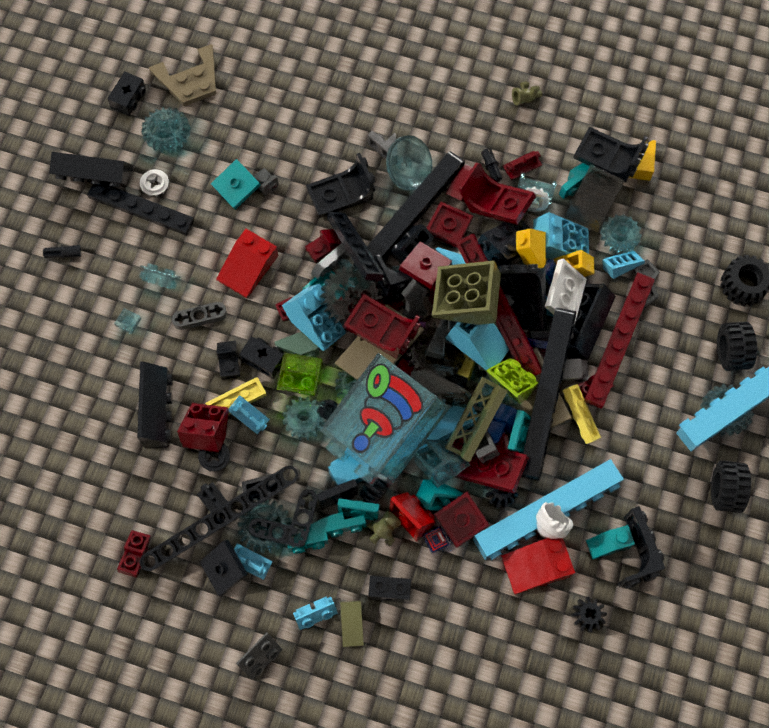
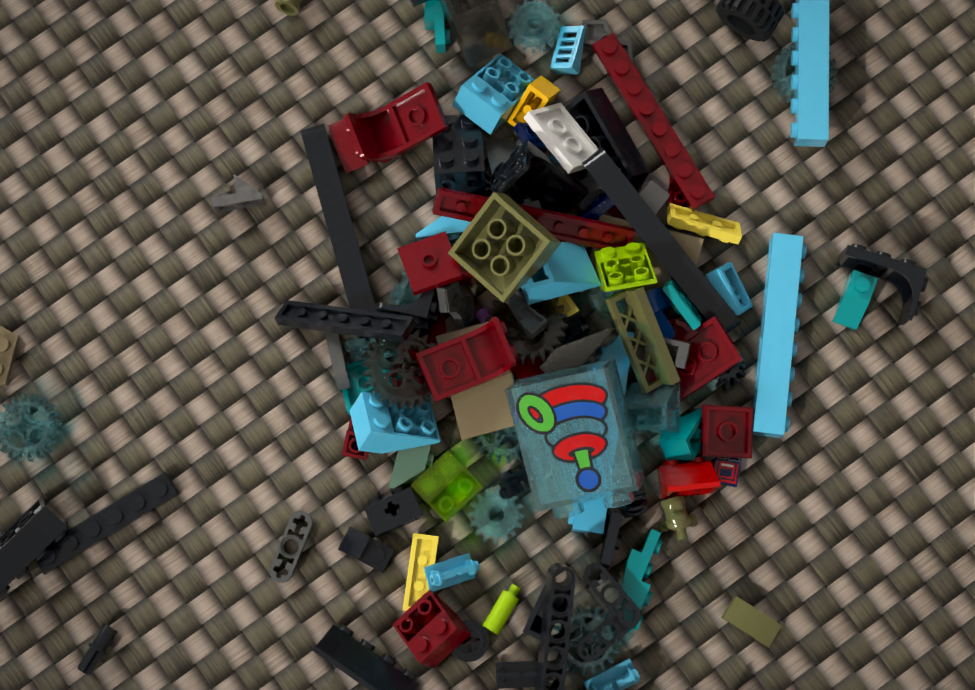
camera: 50 degrees left, 10 degrees up
(127, 321) = (239, 630): clear light blue plate -> none
(151, 273) = (216, 551): clear light blue hinge -> none
(152, 176) = (74, 485): white gear -> none
(235, 184) = (159, 396): teal plate -> none
(247, 263) = (268, 451): red slope -> none
(247, 462) = (502, 609): none -> lime cylinder
(268, 182) = (179, 361): dark grey bracket -> none
(323, 245) = (307, 351): dark red slope -> none
(323, 610) = (717, 642): medium azure hinge -> none
(343, 189) = (256, 282): black bracket -> none
(358, 508) = (641, 528): teal plate -> none
(389, 589) = (745, 558): black brick -> none
(409, 241) = (382, 256): black brick -> none
(415, 160) = (283, 187): clear light blue dish -> none
(449, 224) = (386, 197): dark red plate -> none
(491, 164) = (349, 98): black axle -> none
(523, 165) = (374, 64): dark red hinge -> none
(526, 182) = (414, 72): clear light blue hinge -> none
(531, 246) = (489, 134): yellow slope -> none
(538, 565) = (825, 388): red slope -> none
(543, 201) = (434, 75): white gear -> none
(553, 522) = (801, 342): white hair -> none
(556, 453) = (730, 287): none -> medium azure slope
(589, 607) = (914, 387): black gear -> none
(731, 486) = (888, 137): black tyre -> none

